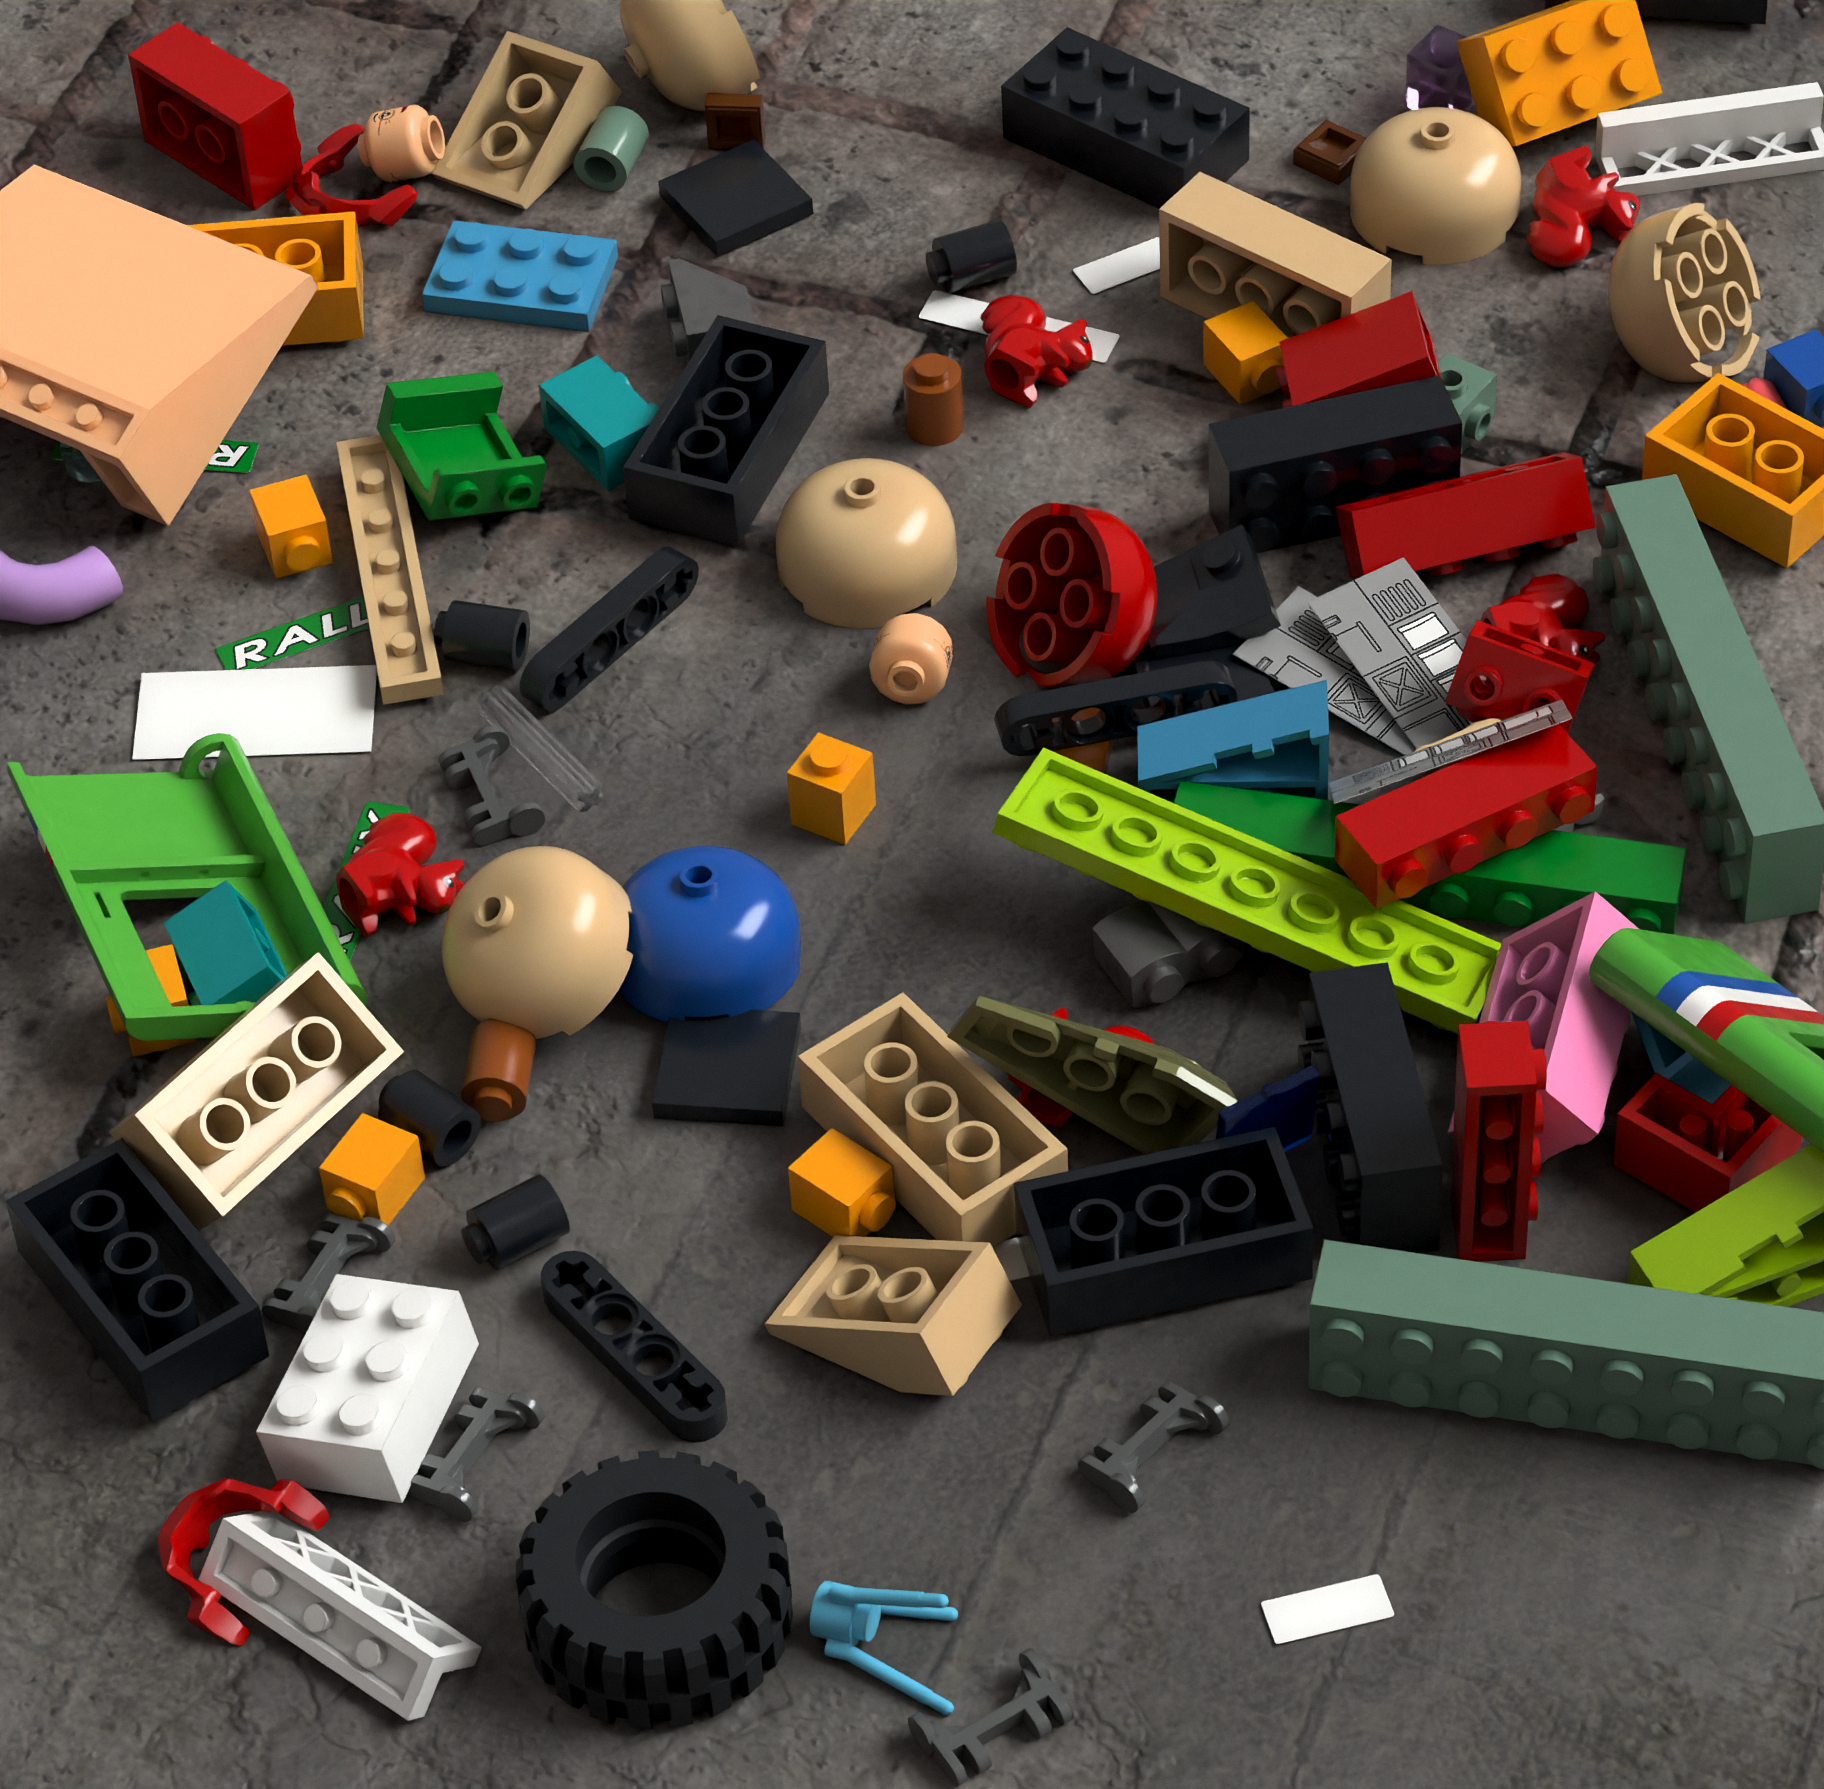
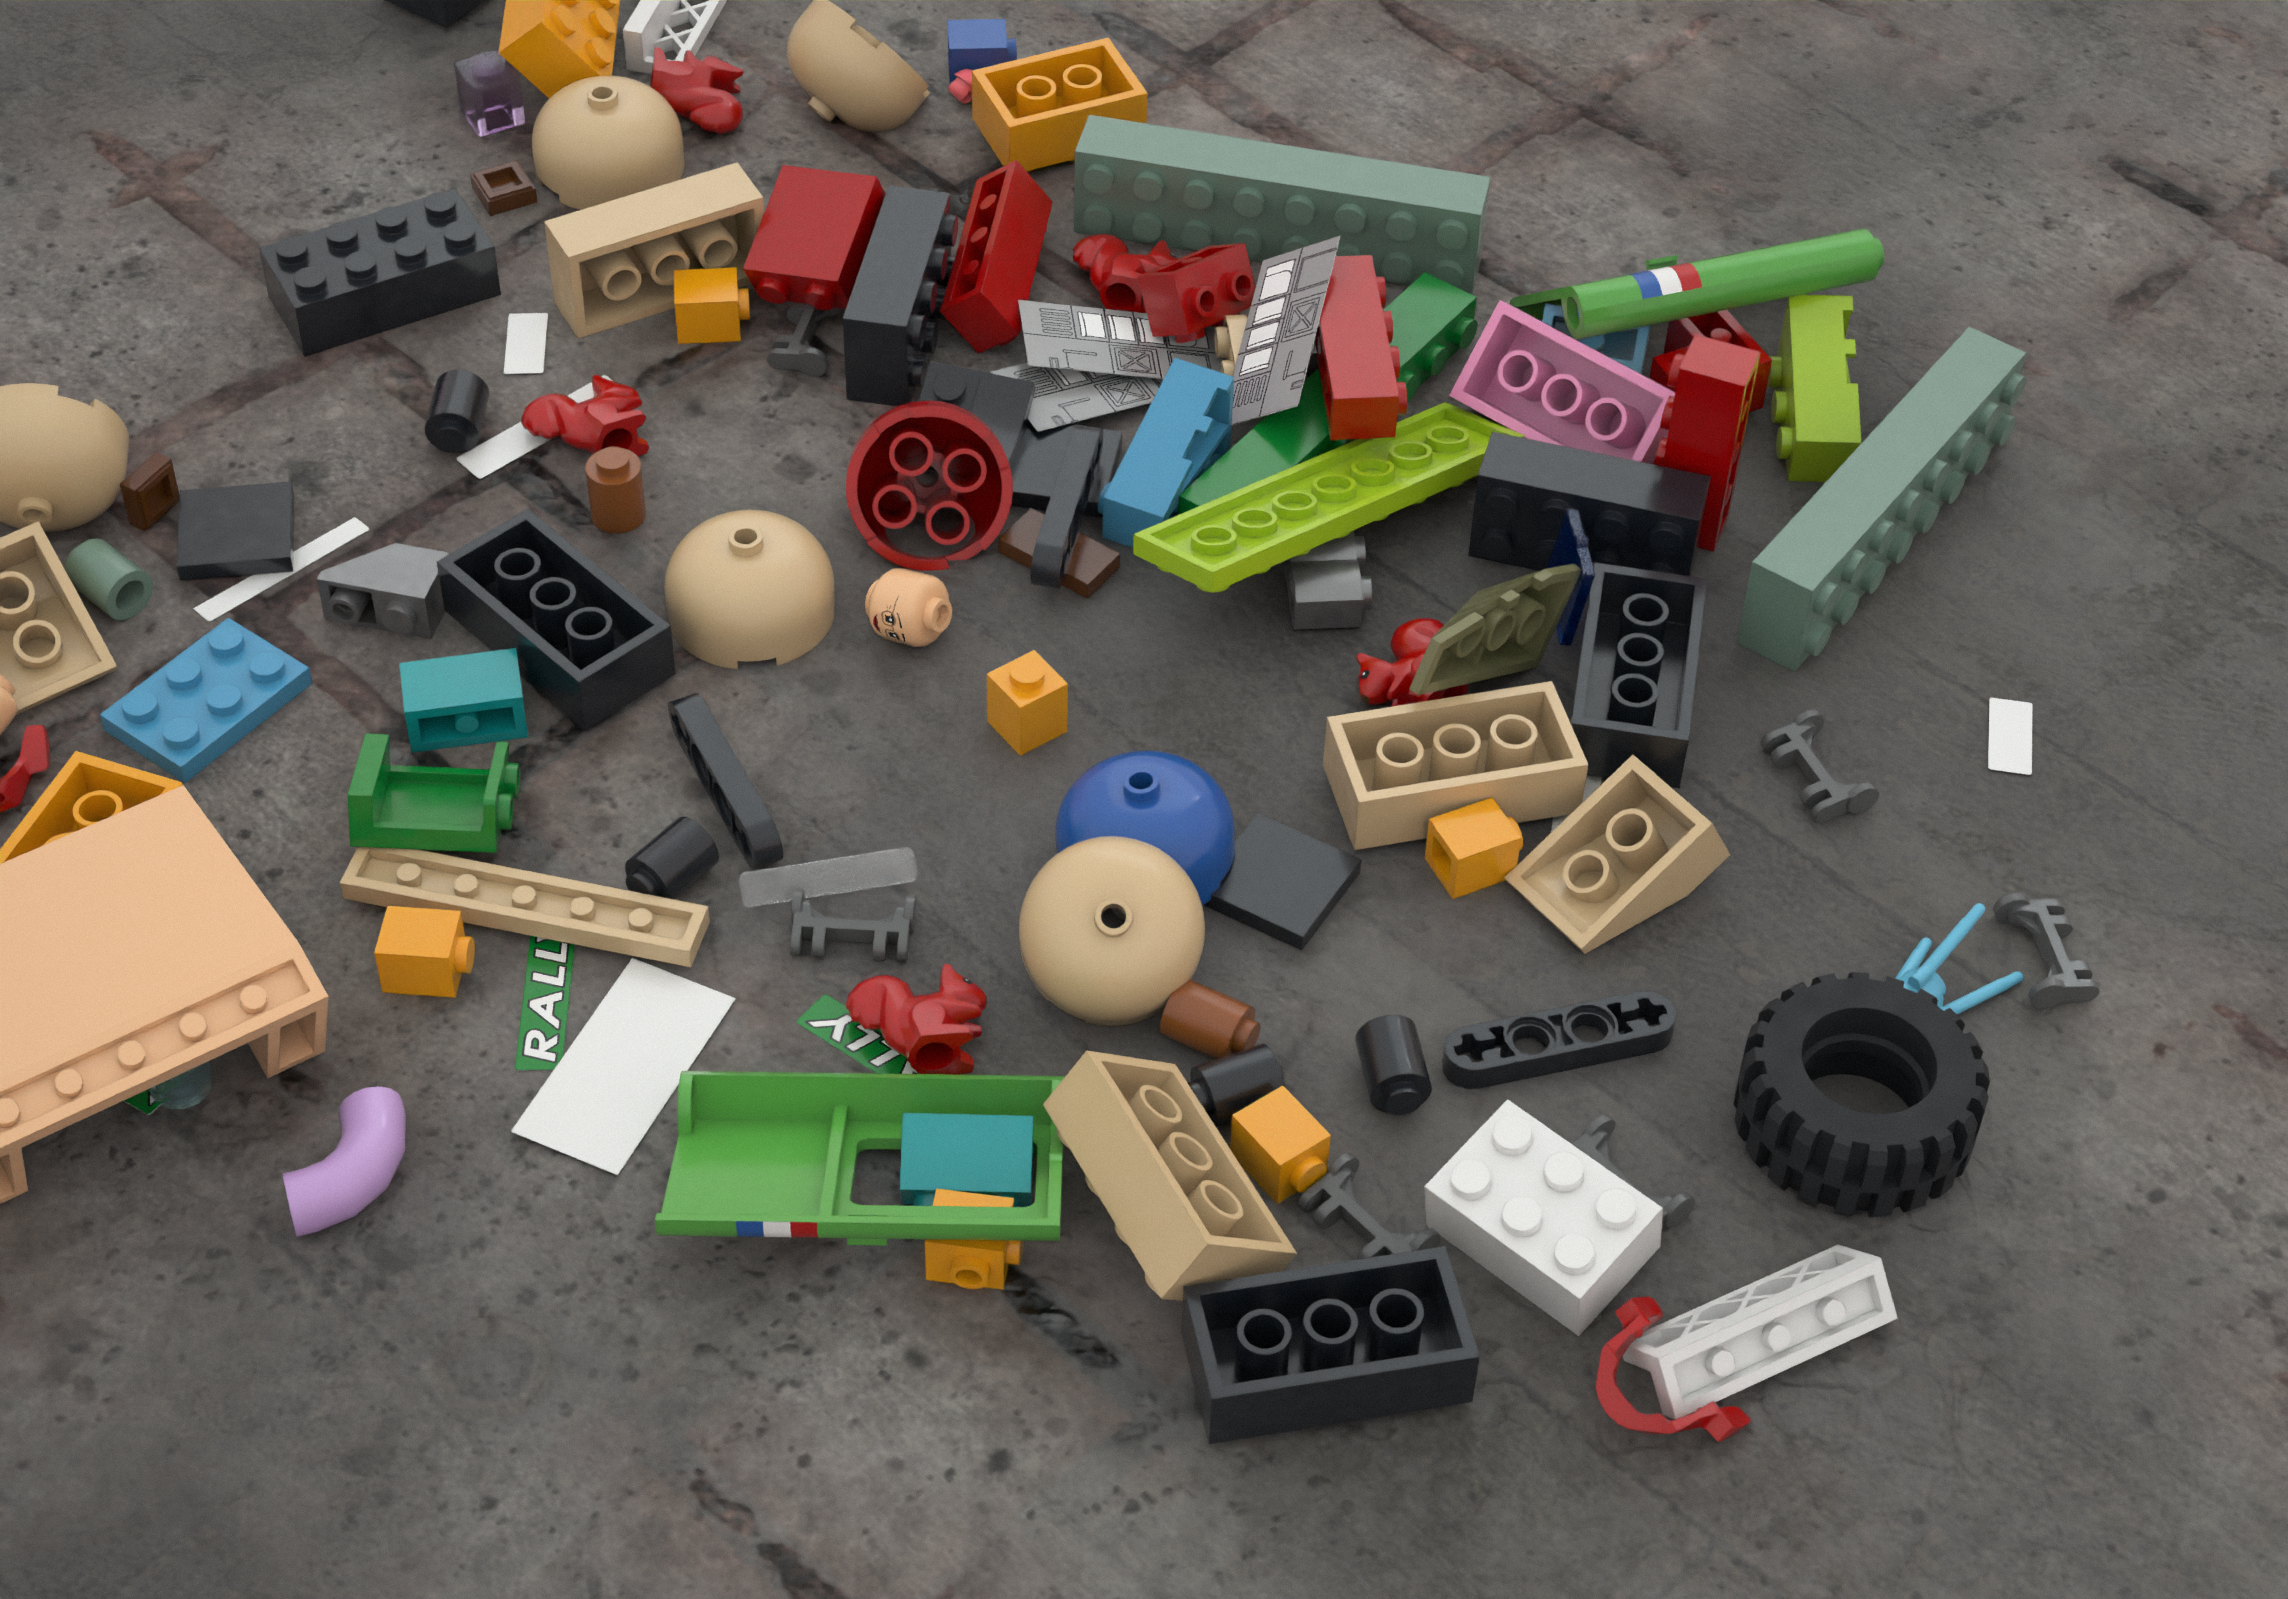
camera: 70 degrees left, 0 degrees up
(742, 255) = (258, 583): none -> white sticker

